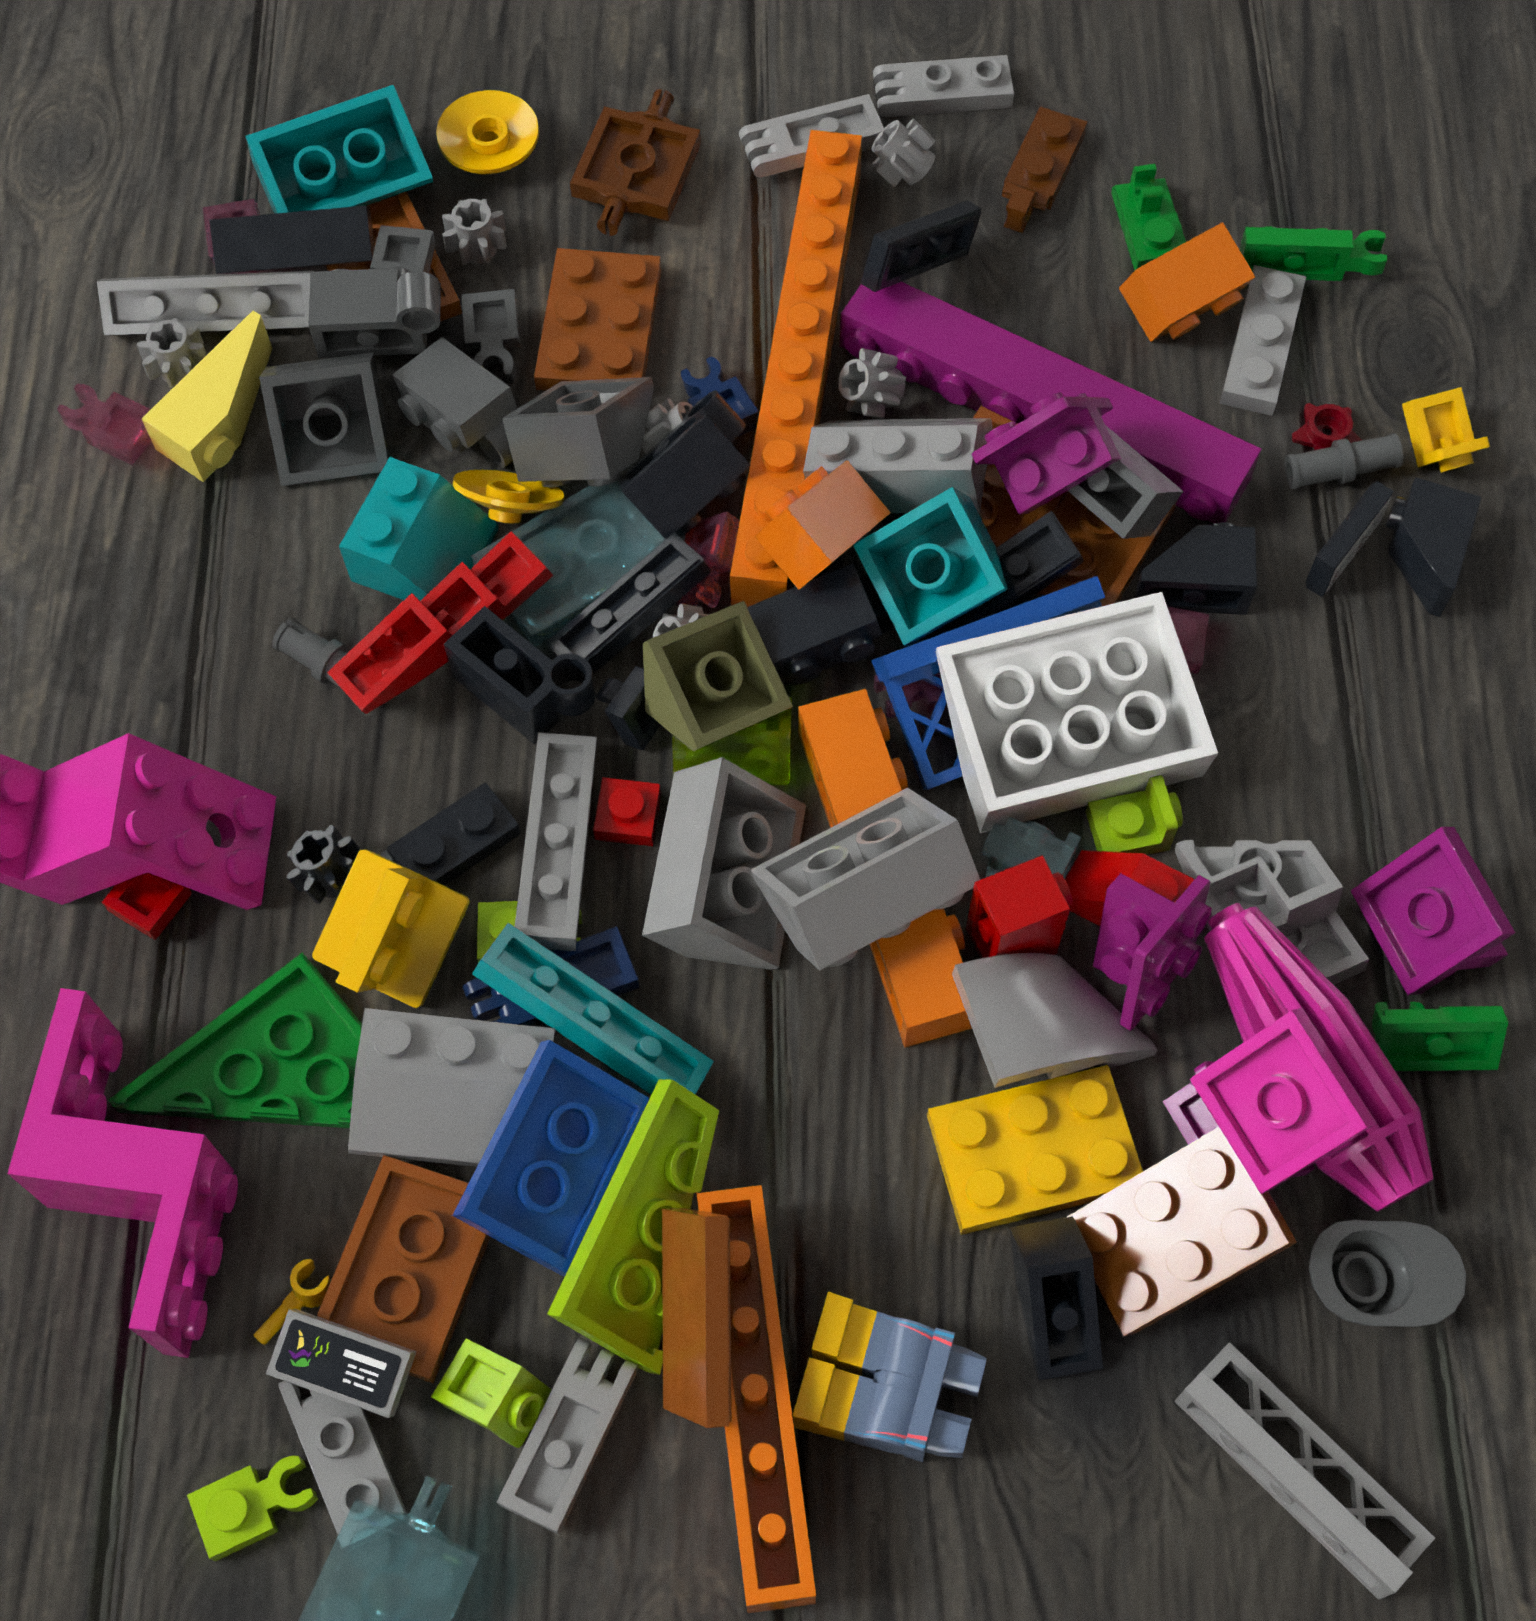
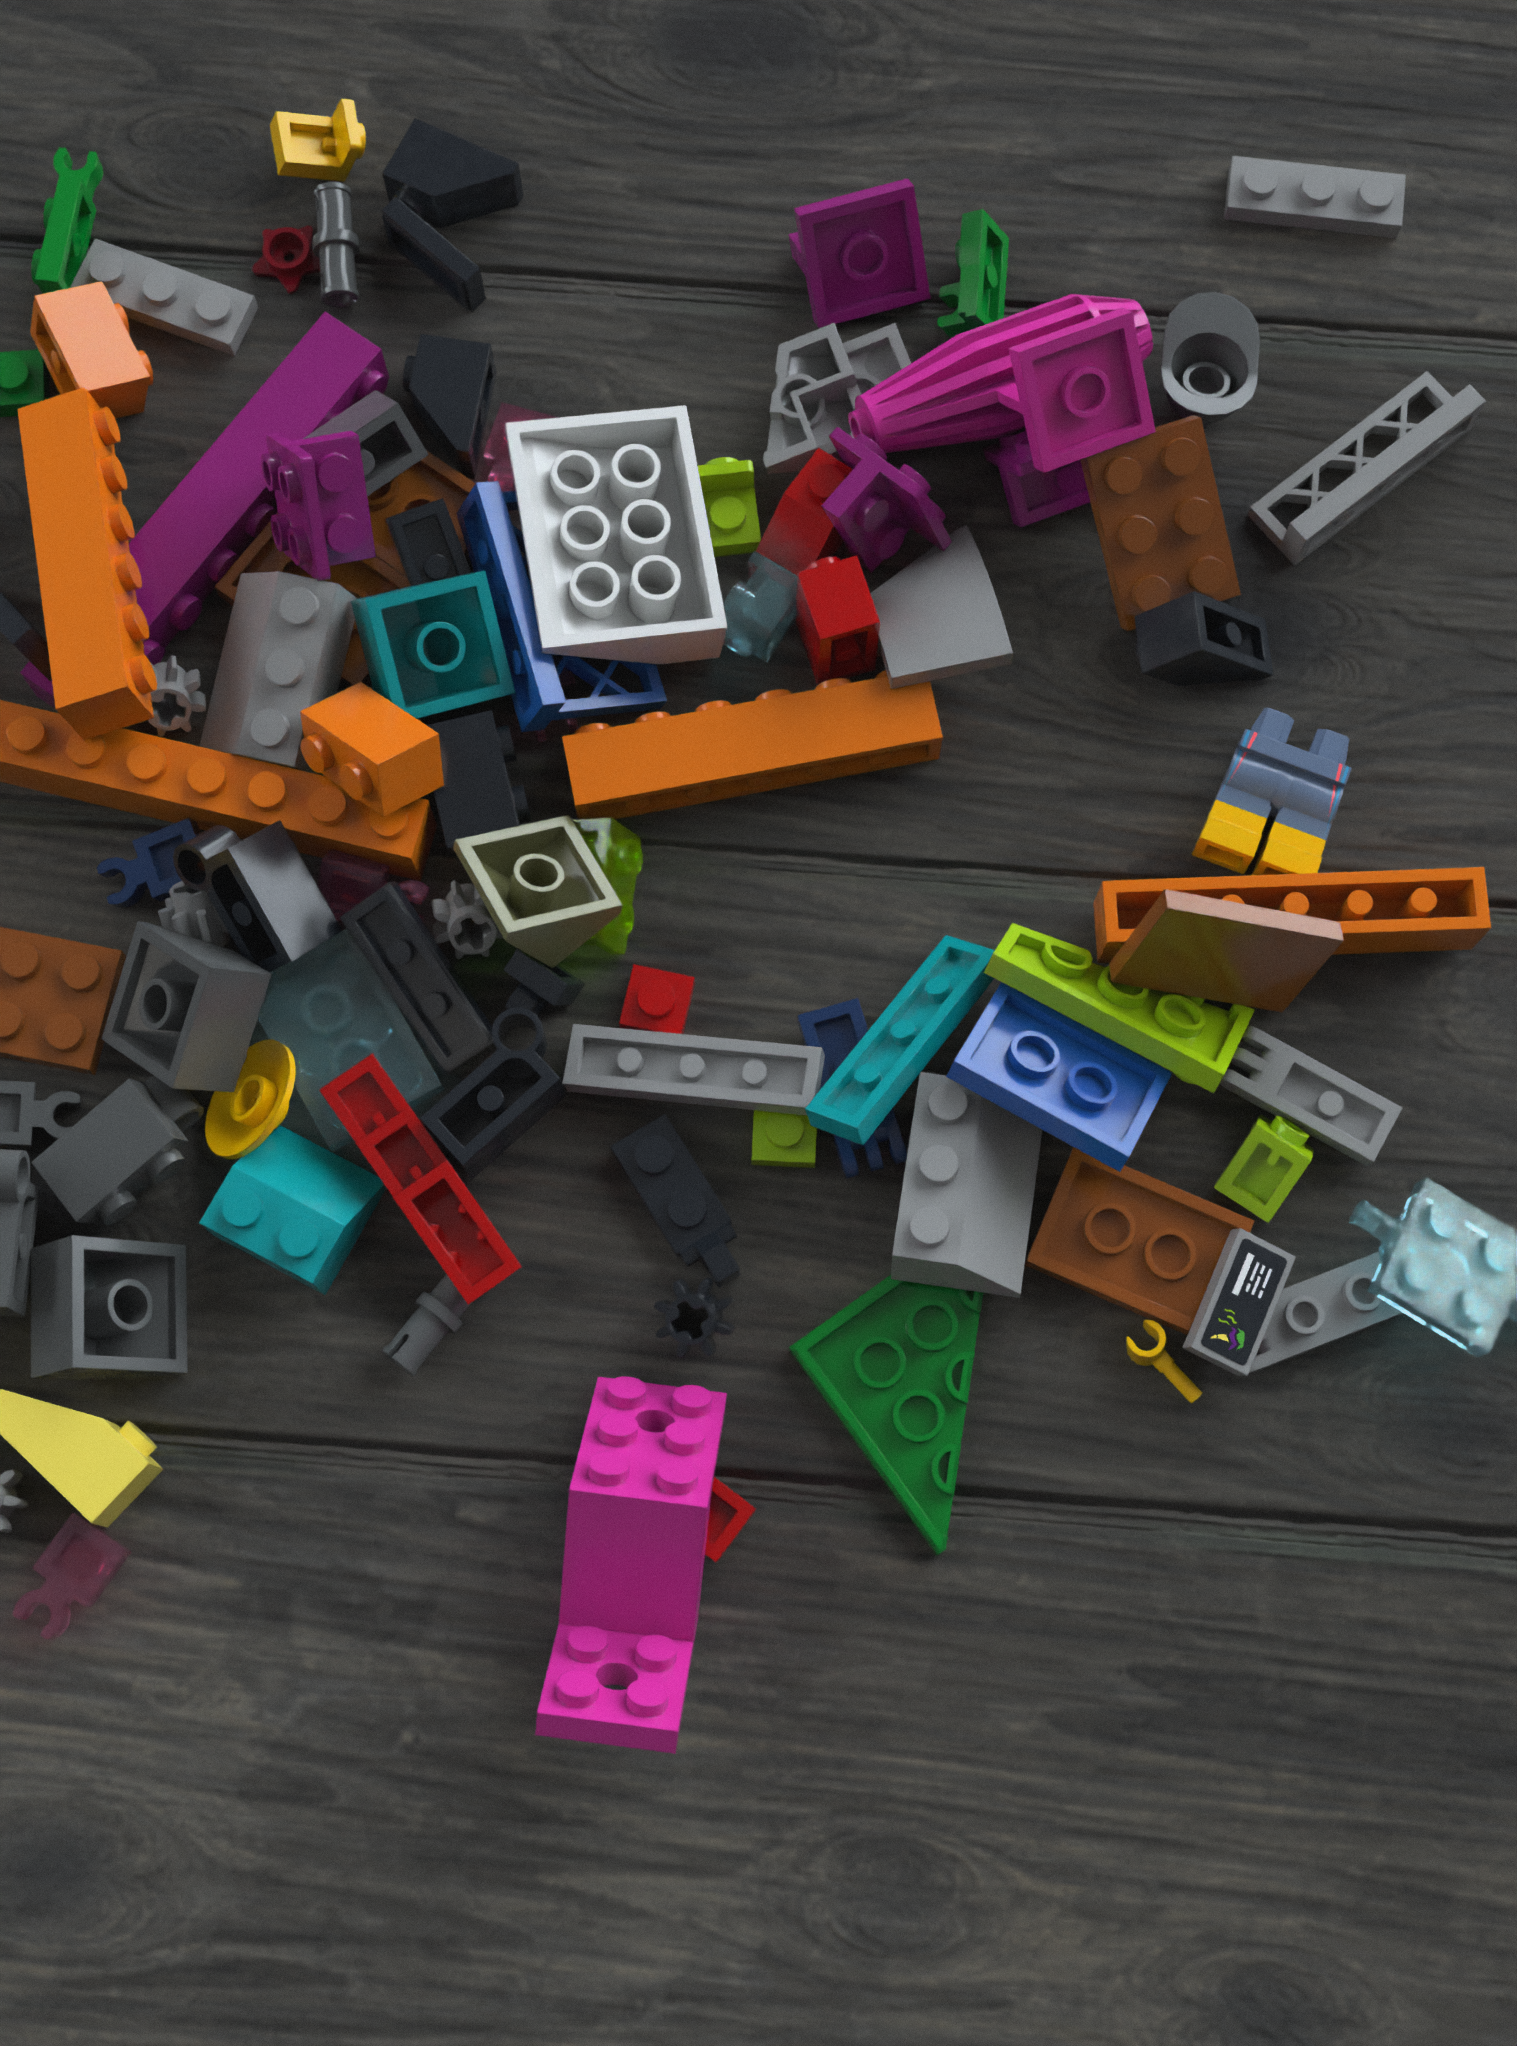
camera: 85 degrees left, 10 degrees up
(124, 1171) = (1041, 1514): dark pink bracket -> none
(241, 1506) = (1361, 1414): lime plate -> none
(389, 929) = (780, 1248): yellow bracket -> none
(702, 885) = (737, 906): light grey slope -> none
(867, 877) = (788, 749): light grey slope -> none
(971, 290) = (86, 564): none -> orange brick
(1033, 1148) = (1064, 649): yellow plate -> none

